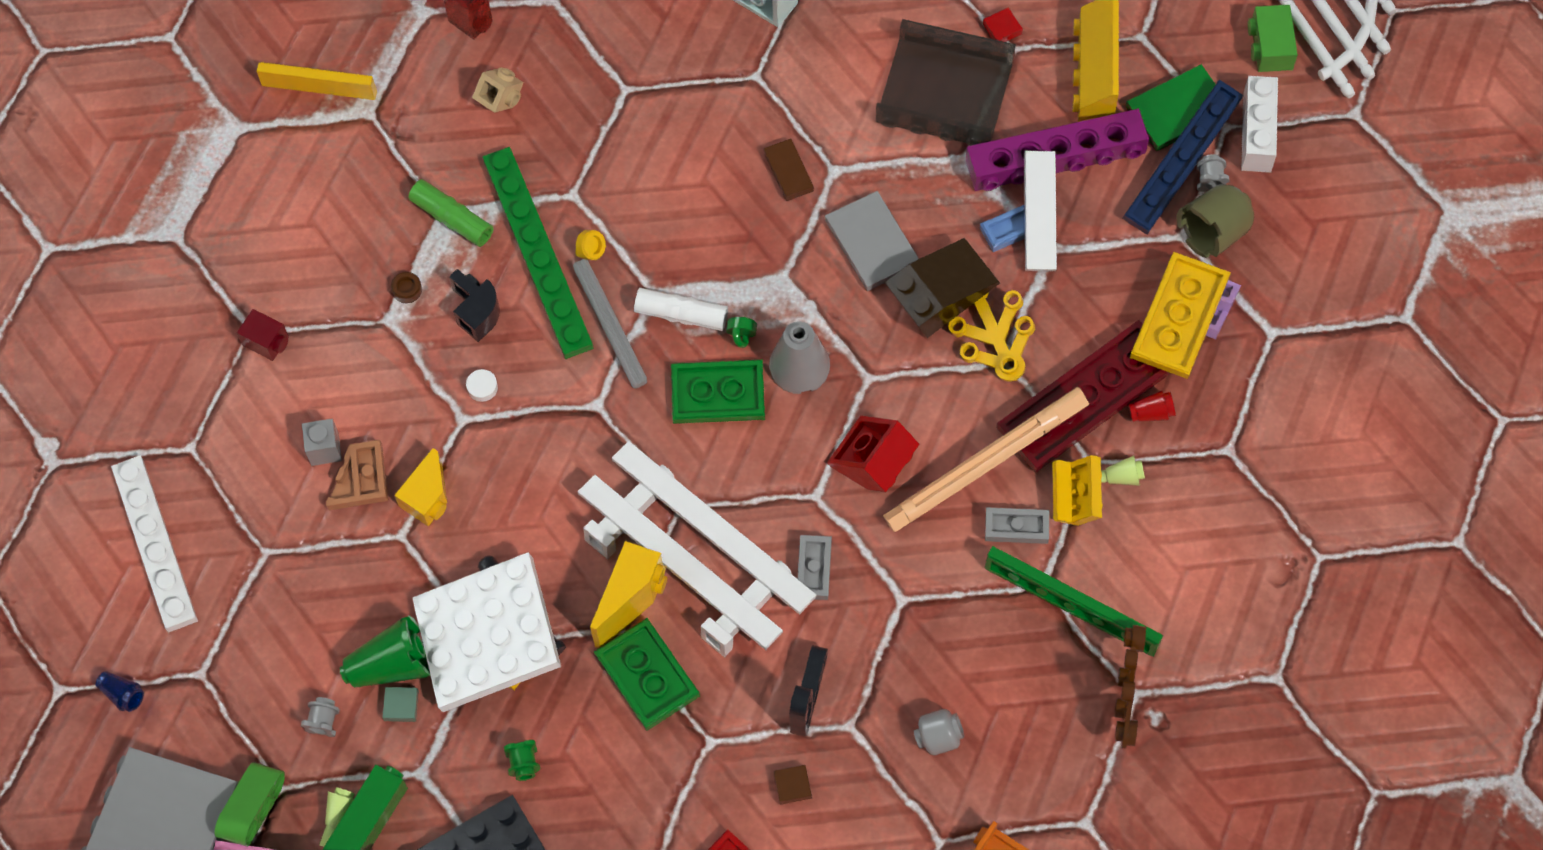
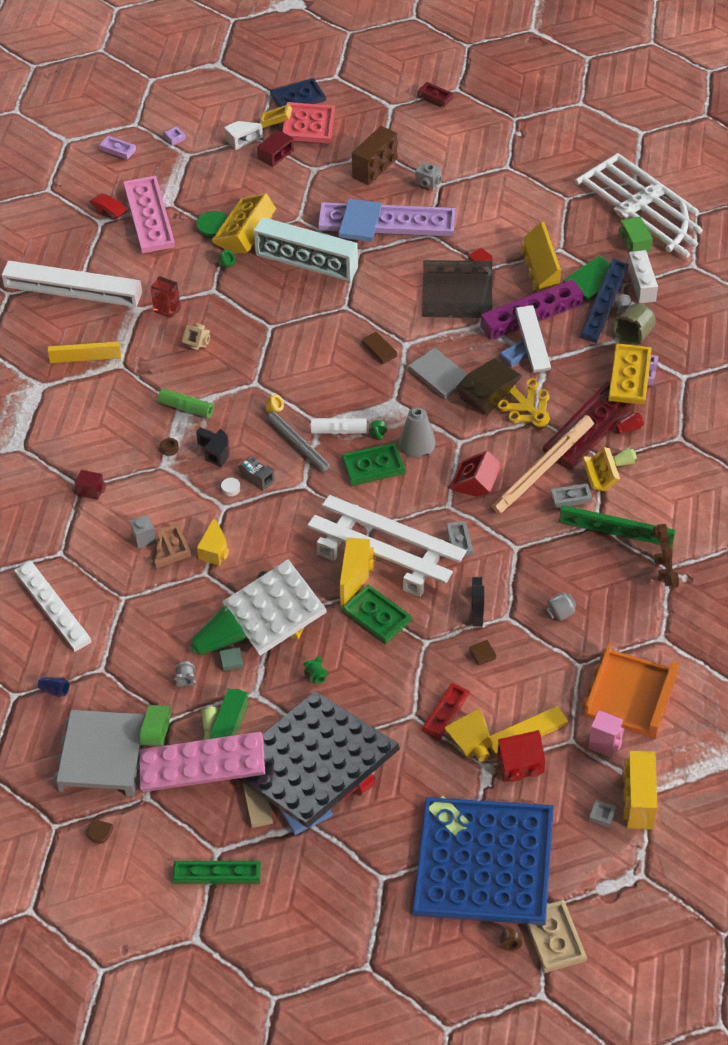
camera: 15 degrees left, 15 degrees down
(528, 369) = (257, 472): none -> dark grey leg
(538, 253) = (244, 415): green plate -> none

